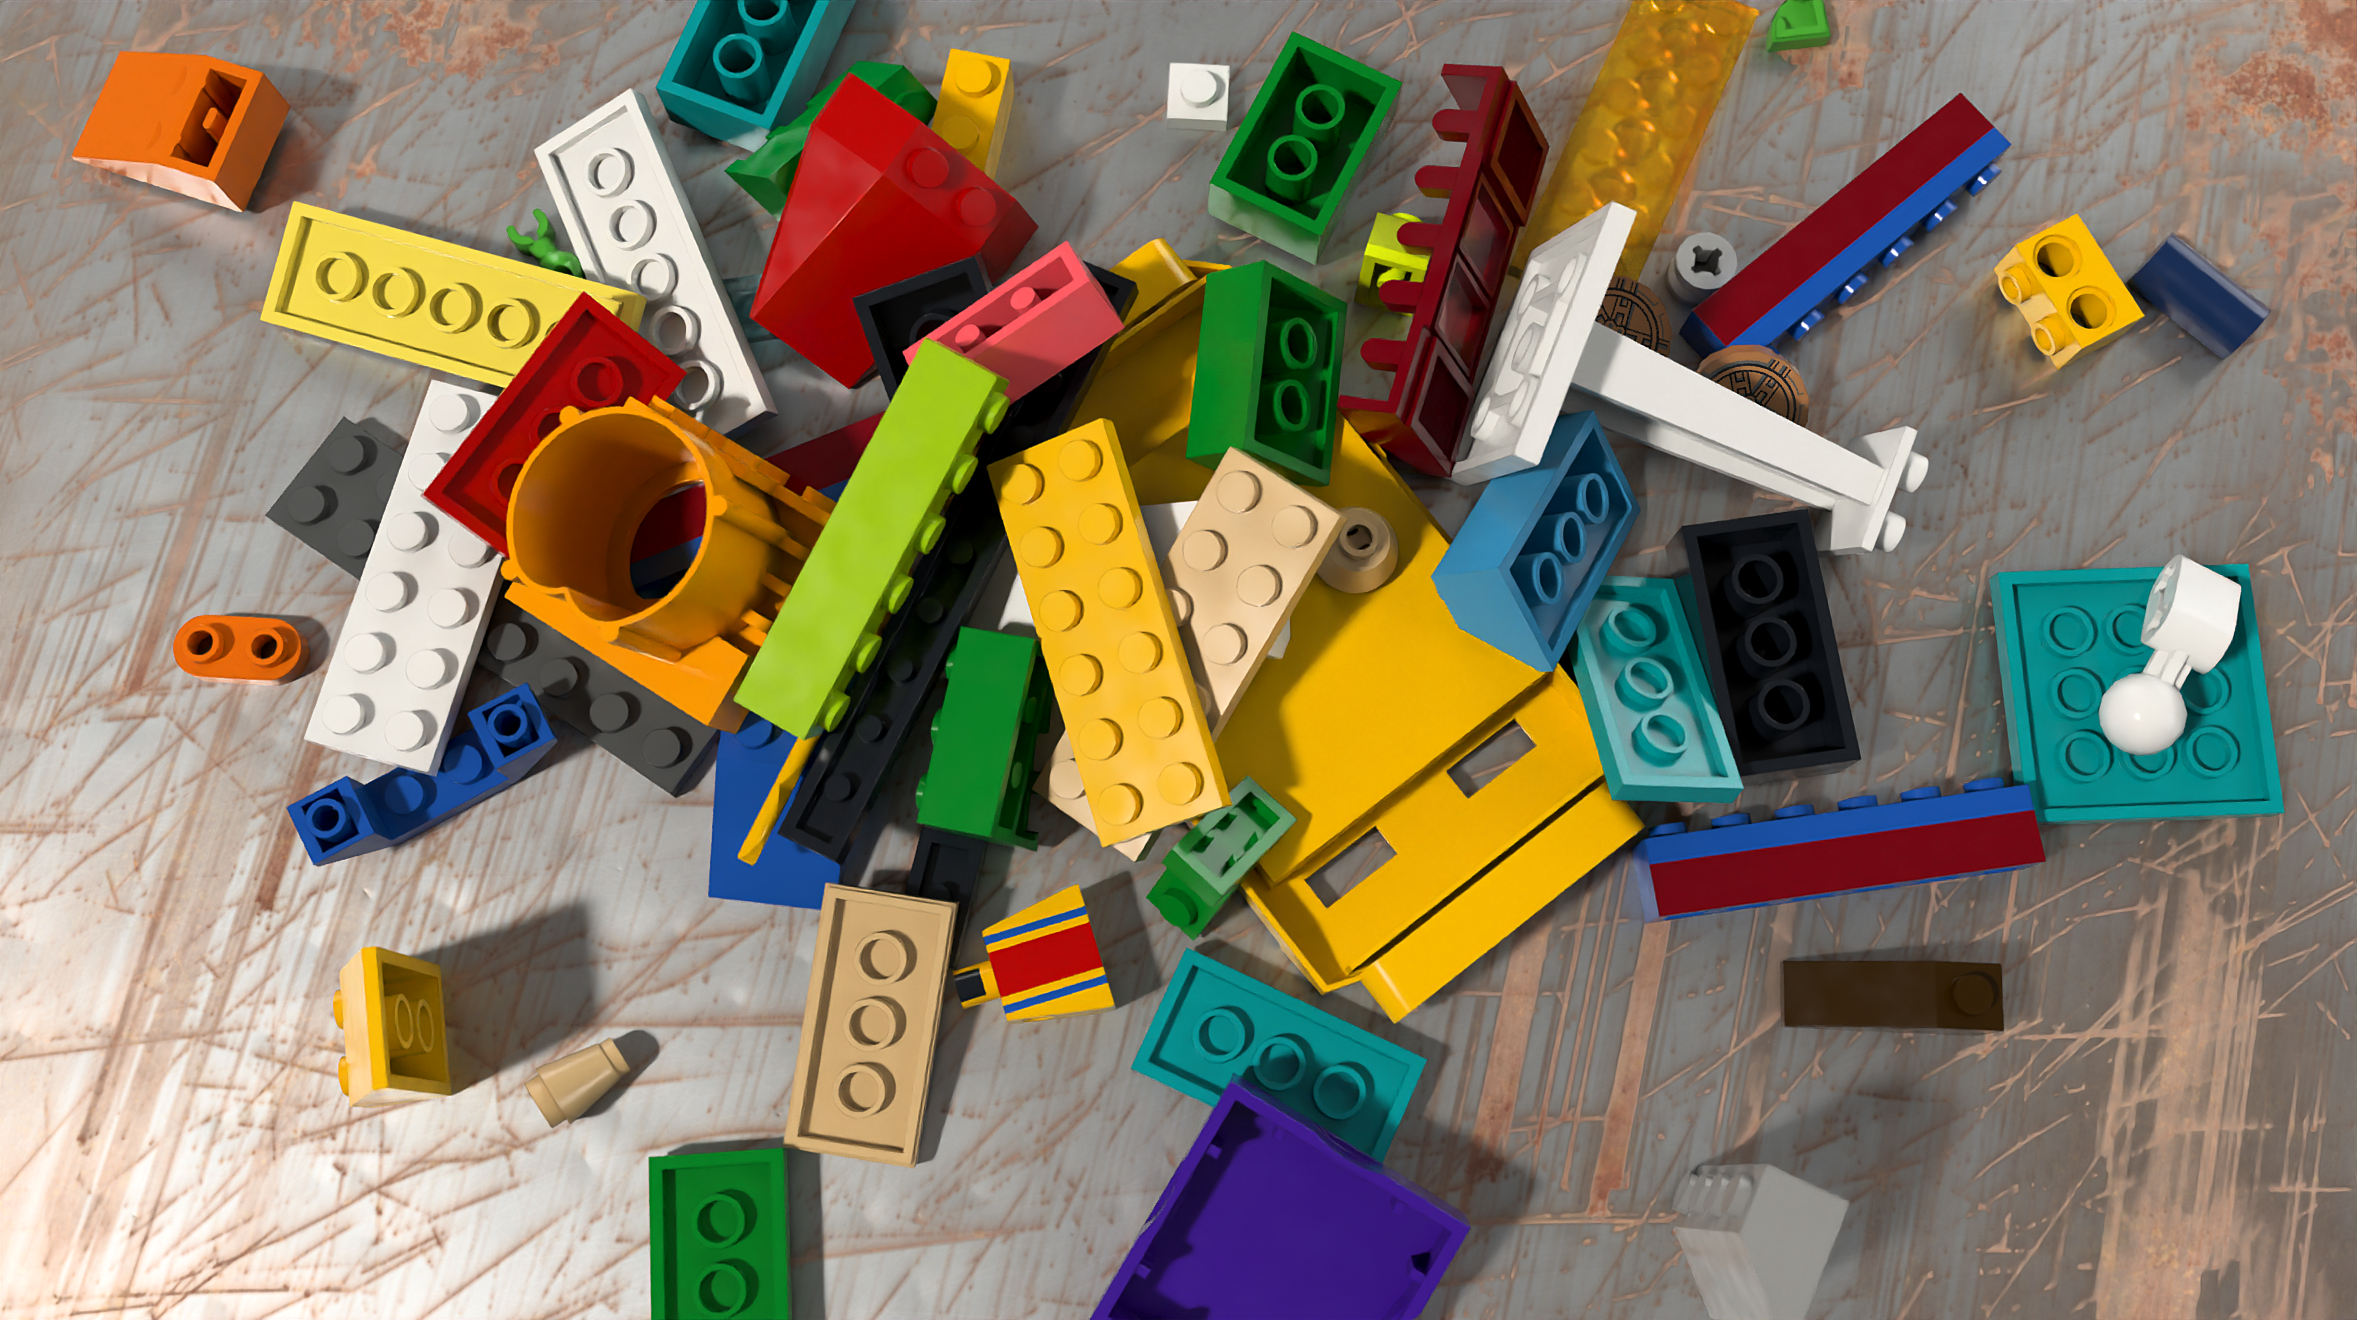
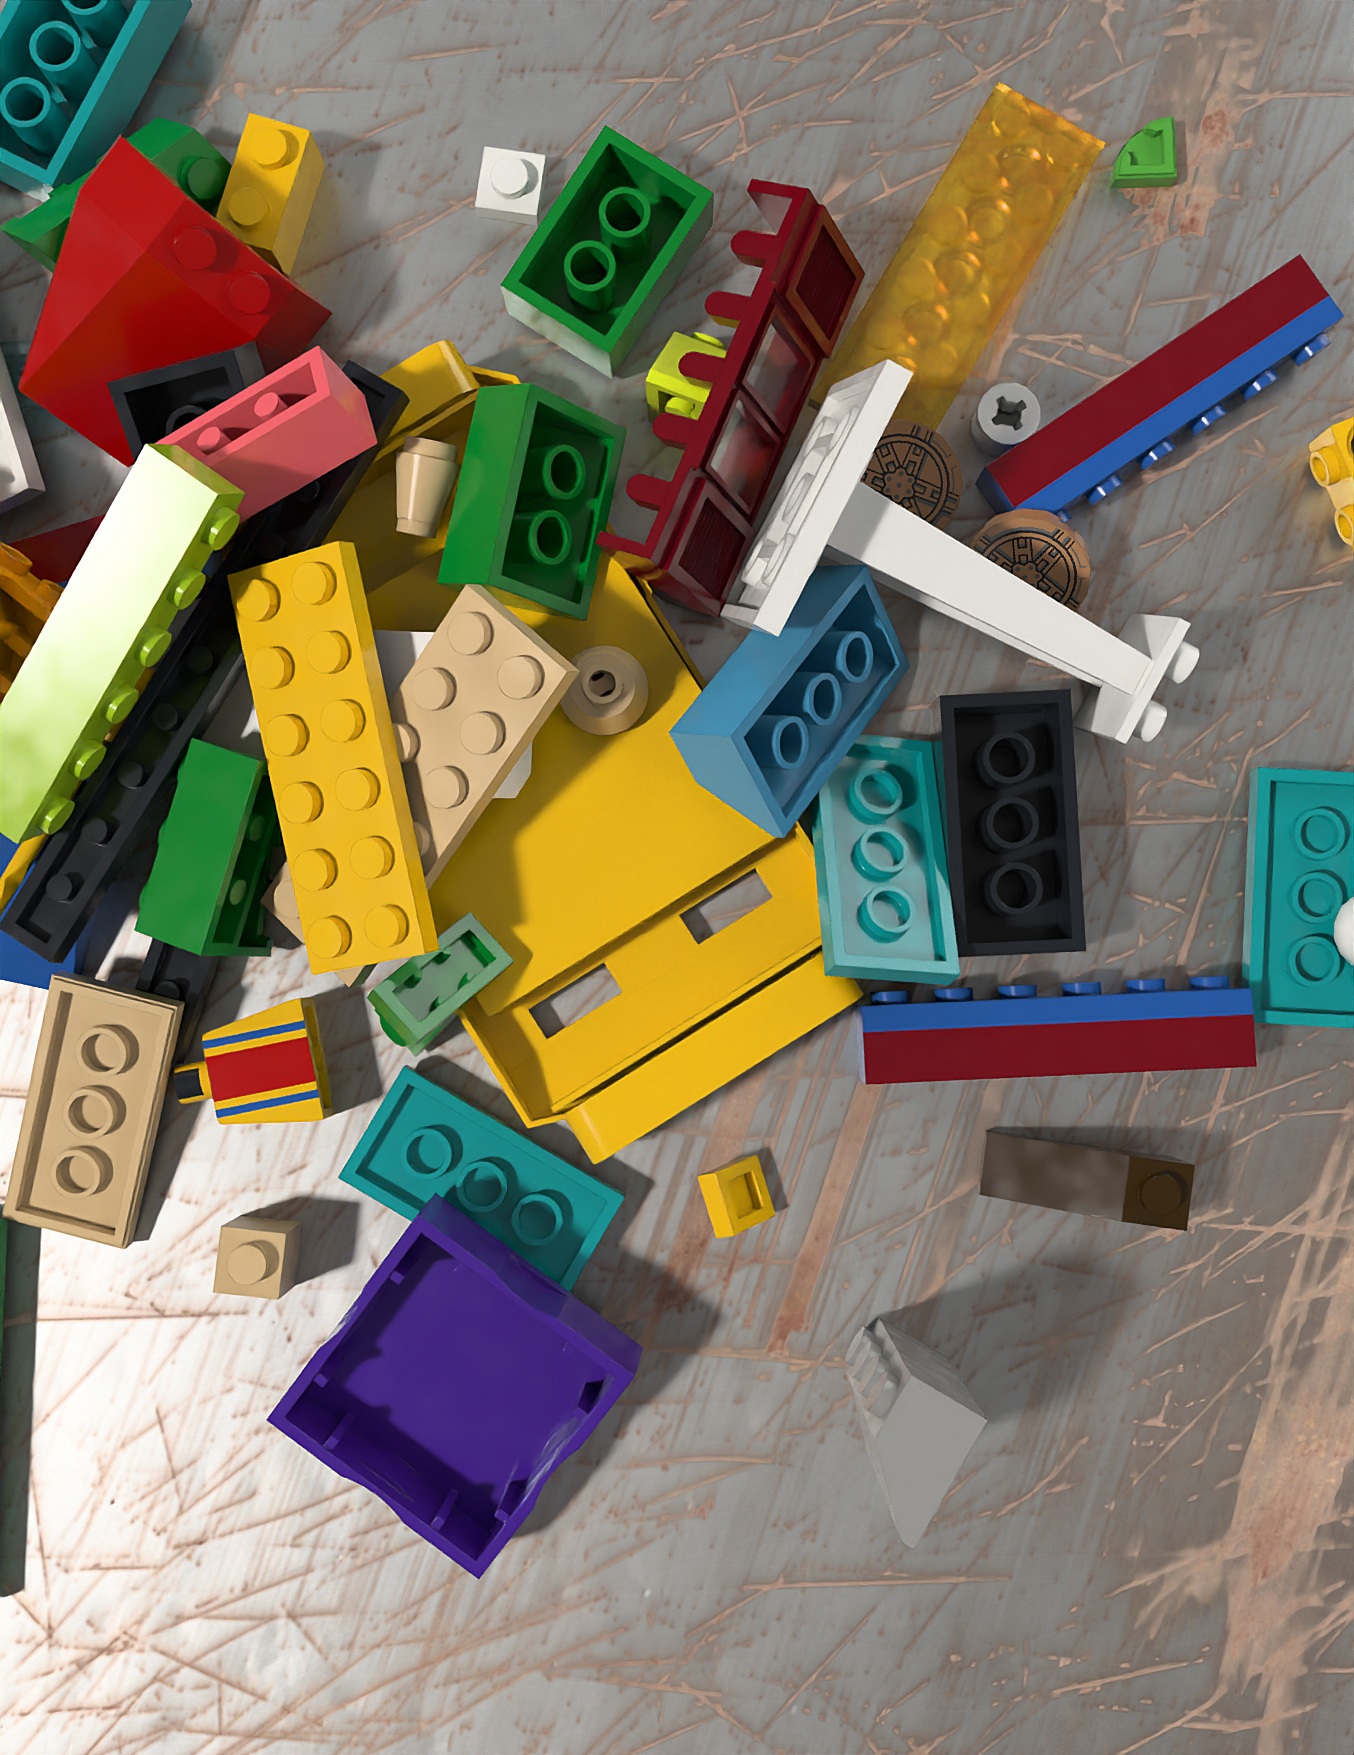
camera: 10 degrees right, 10 degrees up
(1056, 1158) = (257, 1257): none -> tan brick
(1160, 369) = (424, 484): none -> tan cone
(1539, 1049) = (736, 1196): none -> yellow plate

